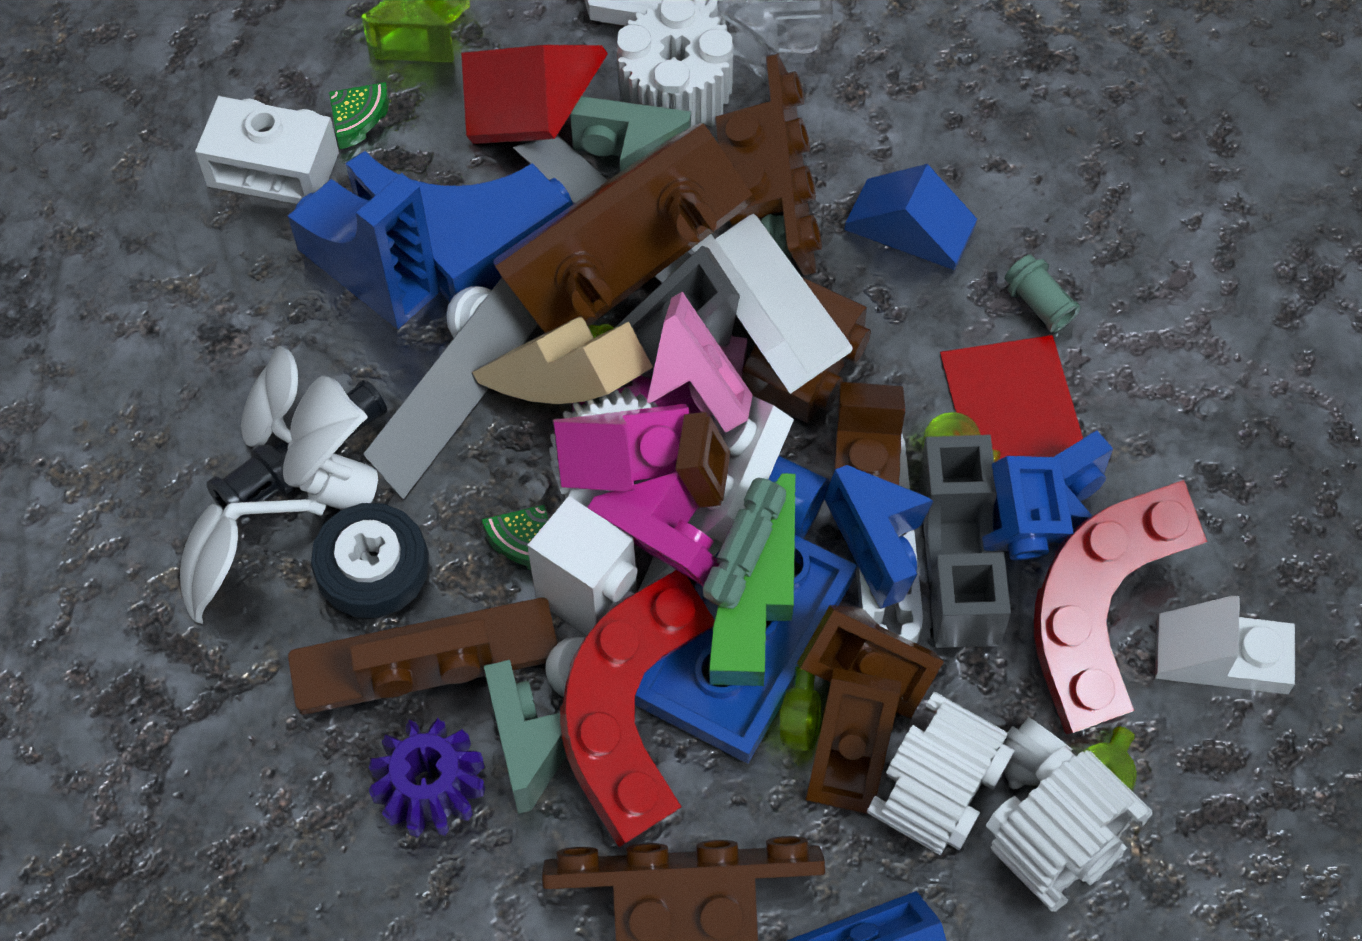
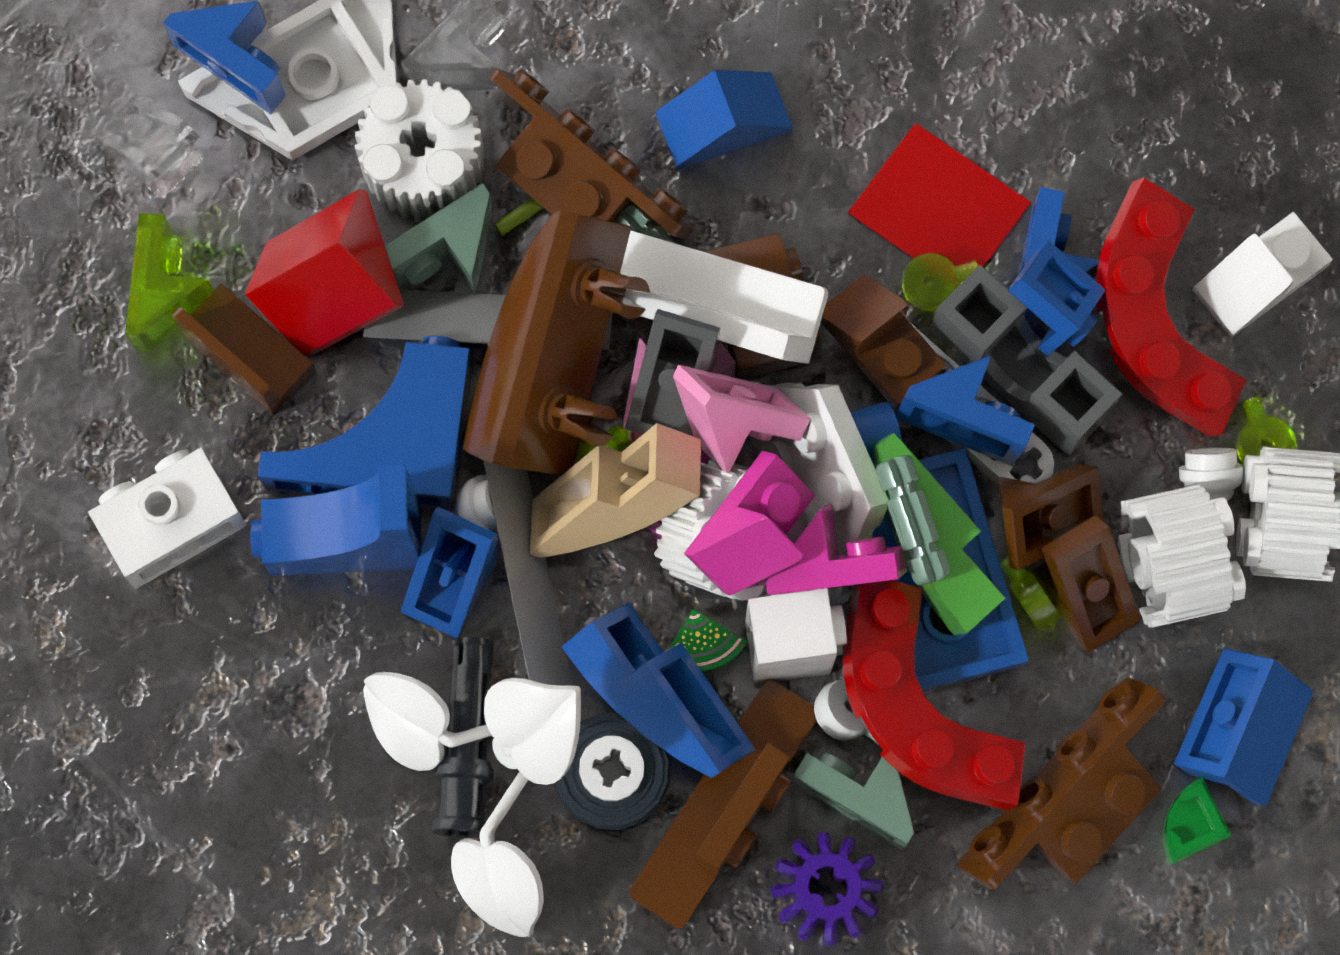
camera: 45 degrees left, 15 degrees up
(358, 111) = (193, 415): green tile -> none
(405, 334) = (450, 572): none -> blue slope
(431, 99) = (245, 348): none -> reddish brown panel
(455, 527) = (658, 691): none -> blue slope
(703, 460) = (821, 483): reddish brown tile -> none
(1041, 292) = (882, 97): sand green pin -> none

